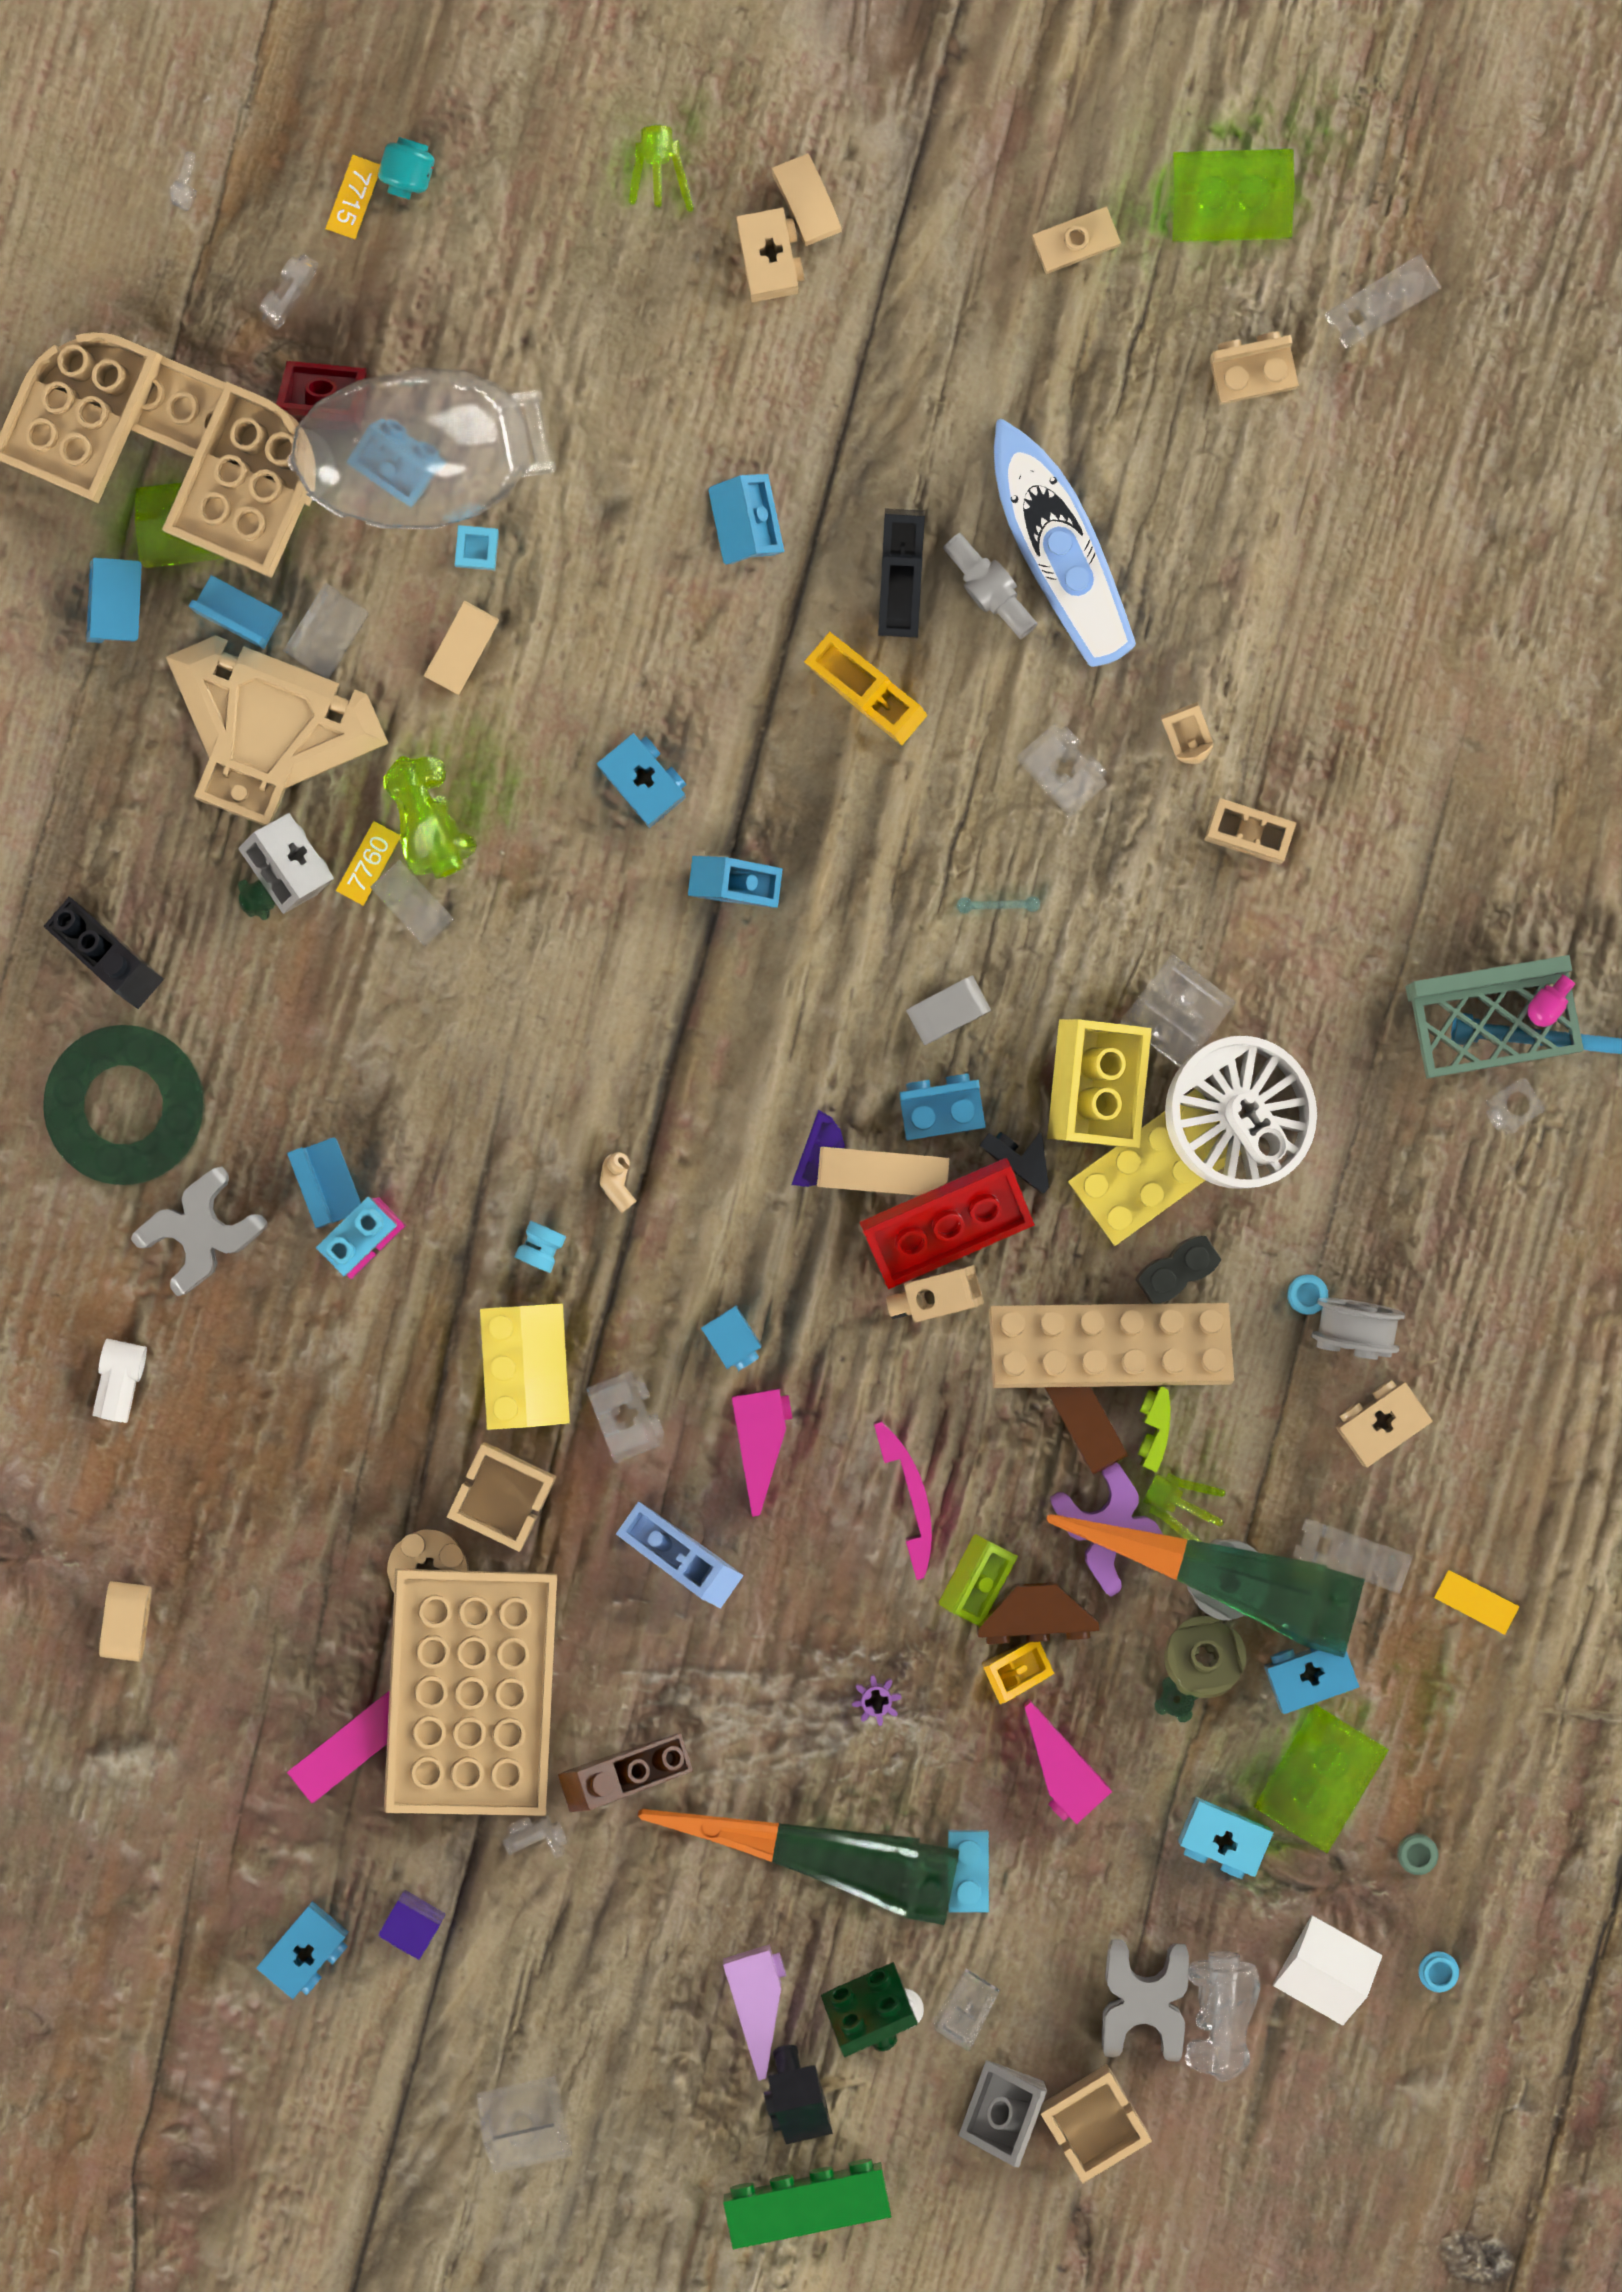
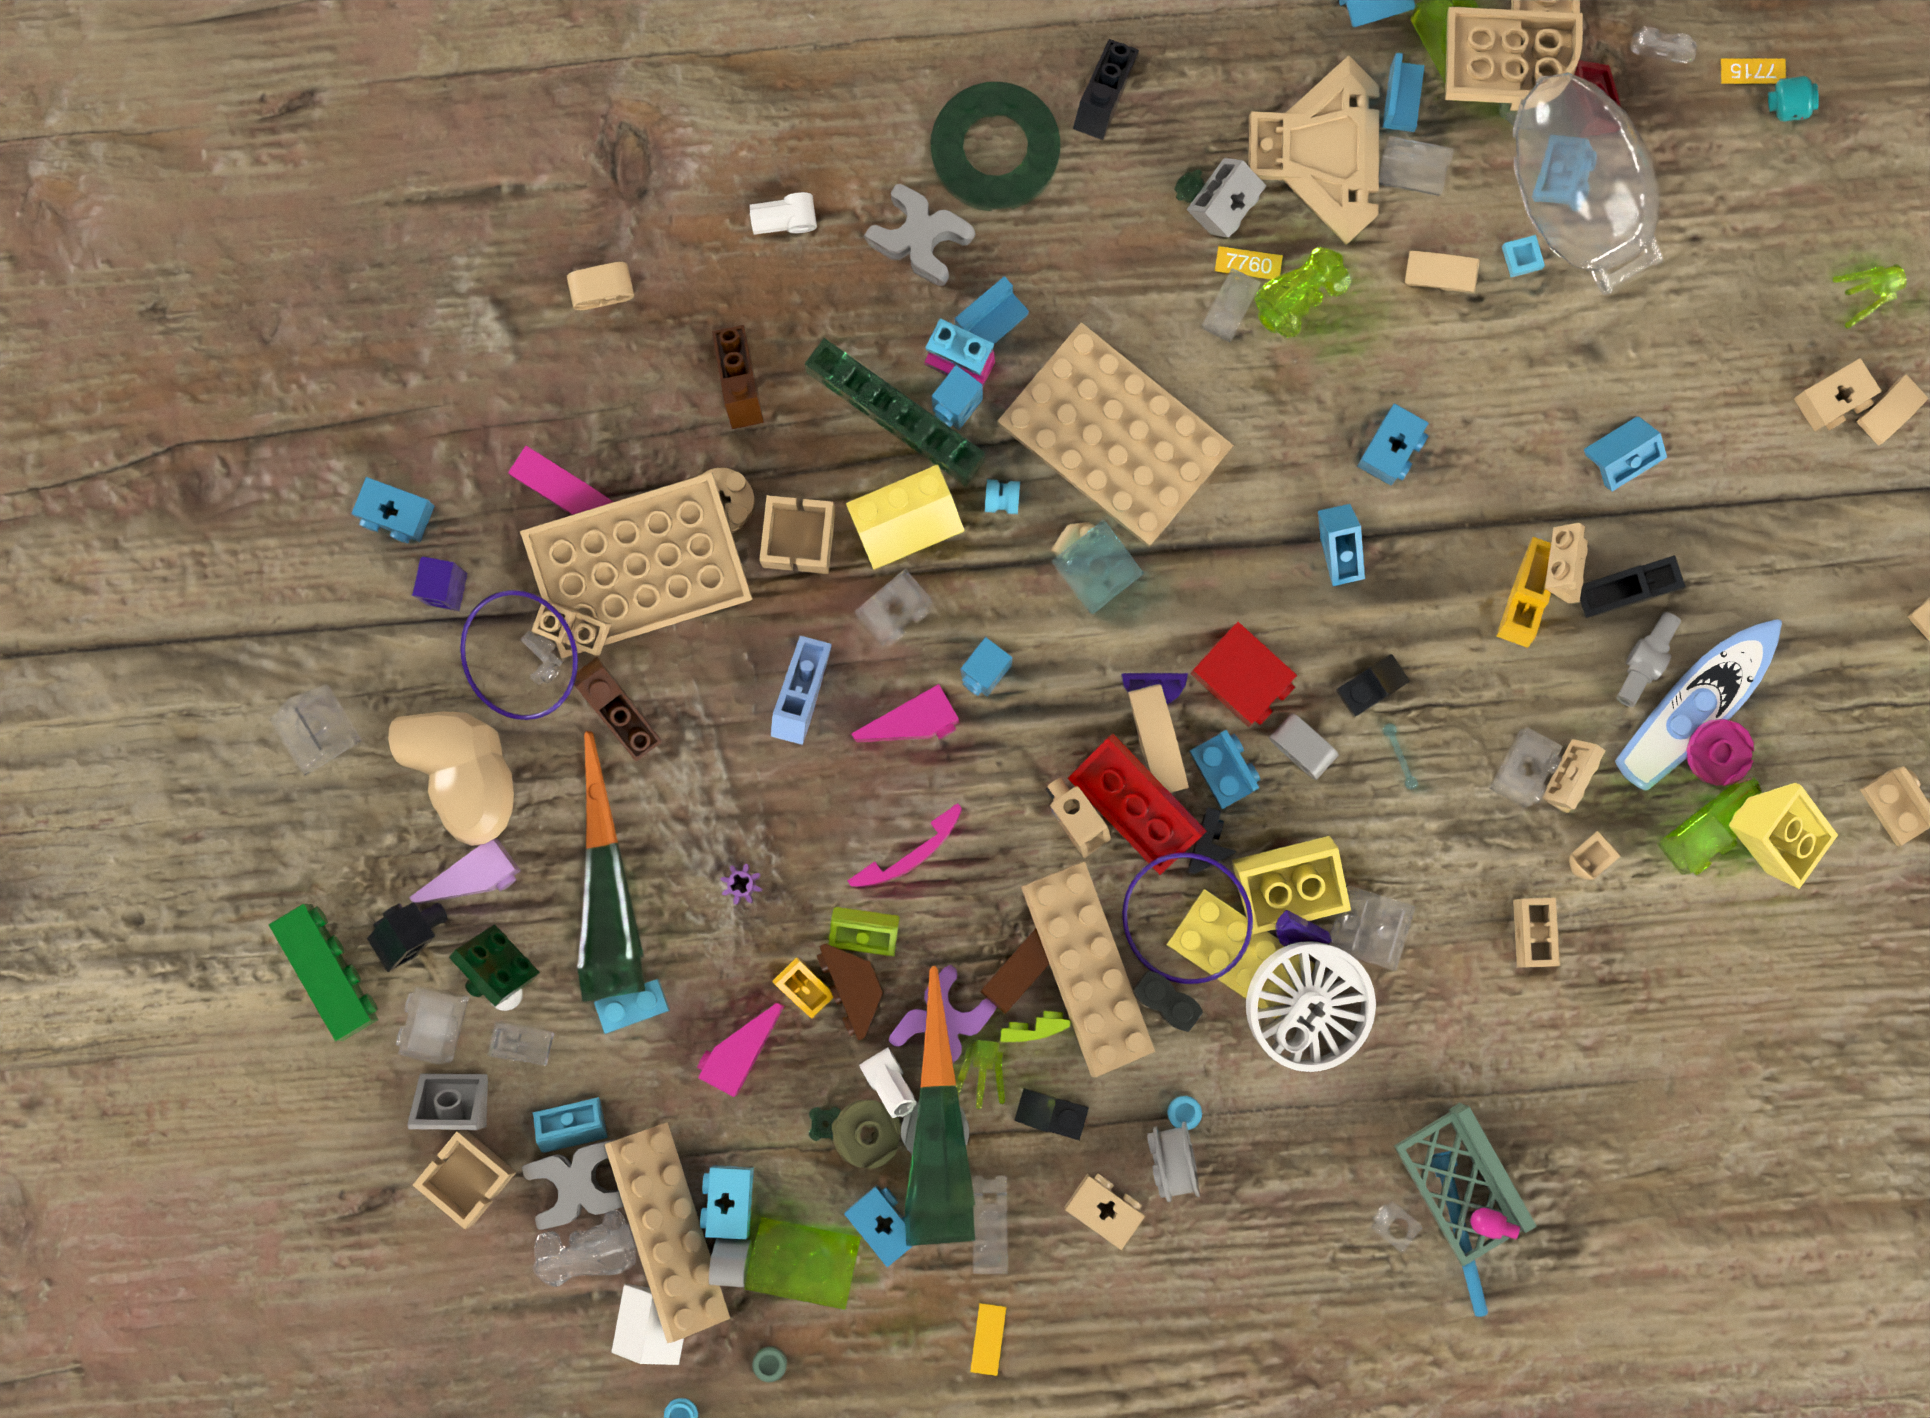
camera: 75 degrees right, 5 degrees down
(289, 1500) = (737, 377): none -> reddish brown slope
(399, 1335) = (895, 412): none -> clear green brick
(411, 1260) = (957, 398): none -> dark azure brick
(513, 1091) = (1115, 434): none -> tan plate
(515, 1792) = (587, 631): none -> tan slope
(536, 1796) = (571, 639): none -> dark purple piece
(634, 1967) = (465, 771): none -> tan piece
(661, 1168) = (1097, 567): none -> clear light blue plate
(845, 1047) = (1244, 675): none -> red brick
(849, 637) = (1567, 562): none -> tan bracket
(907, 905) = (1372, 685): none -> black slope
(911, 2102) = (432, 1025): none -> clear brick
(1044, 1163) = (1226, 871): none -> dark purple piece
(1075, 1986) = (569, 1125): none -> medium azure slope
(1090, 722) = (1573, 775): none -> tan bracket
(1123, 546) = (1720, 752): none -> dark pink tile
(1149, 1613) = (885, 1077): none -> white piece
(1150, 1099) = (1295, 929): none -> dark purple tile
(1205, 586) = (1707, 829): none -> clear neon green slope
(1233, 1917) = (666, 1232): none -> tan plate
(1239, 517) = (1784, 832): none -> light yellow slope
(1256, 1443) = (1051, 1114): none -> black slope
(1292, 1859) = (730, 1262): none -> light grey beam

